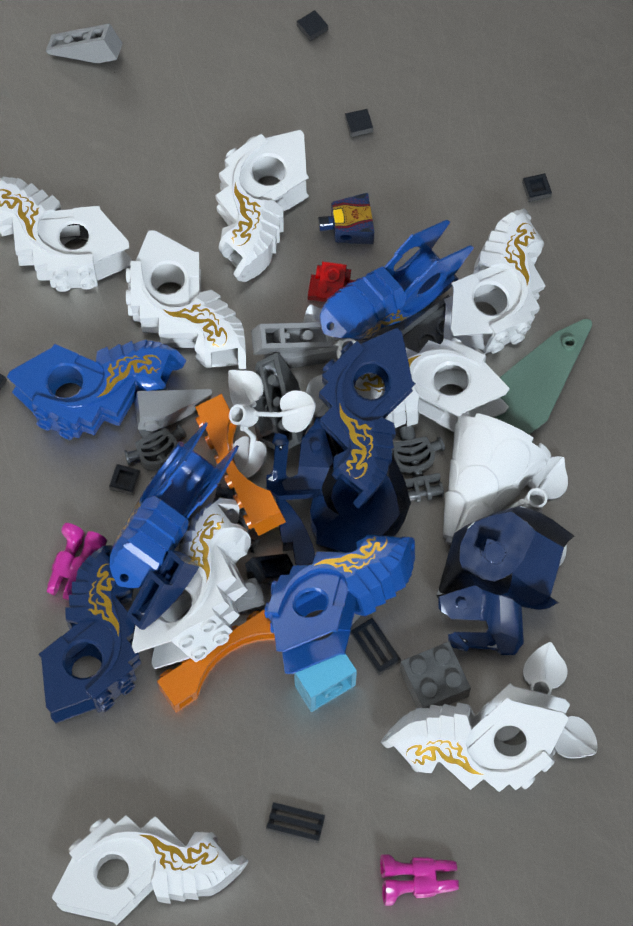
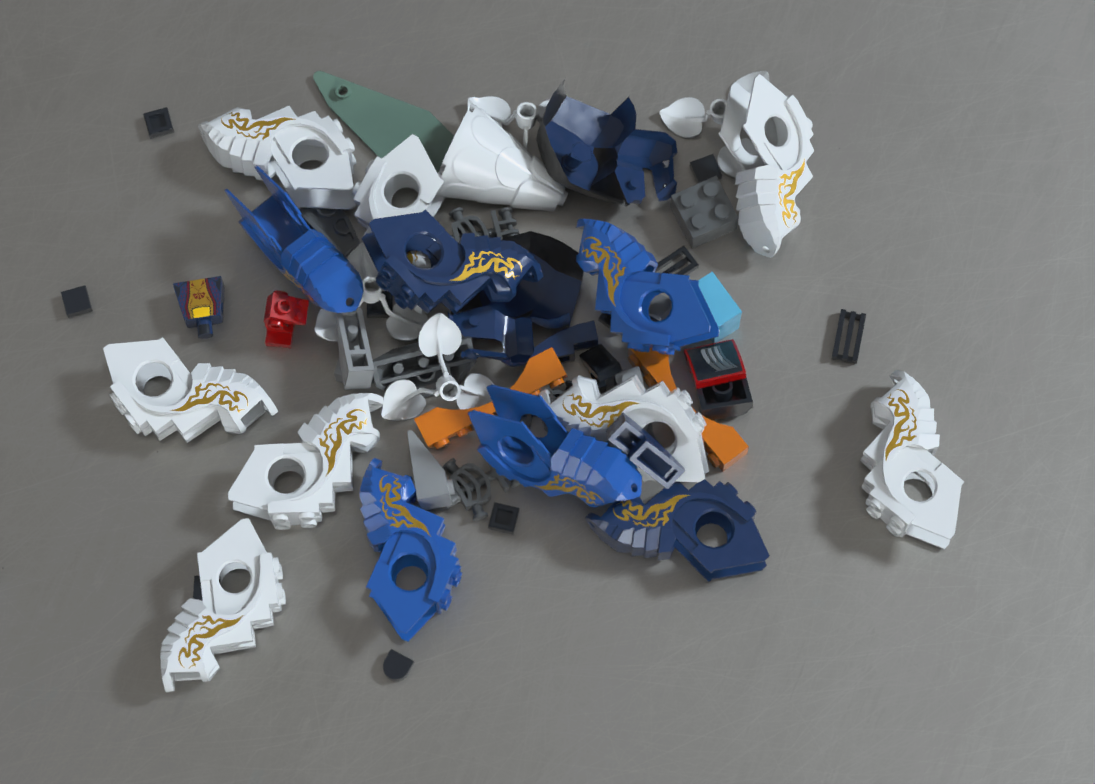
camera: 90 degrees left, 5 degrees up
(66, 564) = (605, 563): dark pink piece -> none
(239, 686) = (725, 399): none -> black slope
(267, 682) = (715, 363): none -> slope
(424, 875) = (894, 219): dark pink piece -> none
(484, 686) = (705, 168): none -> black tile

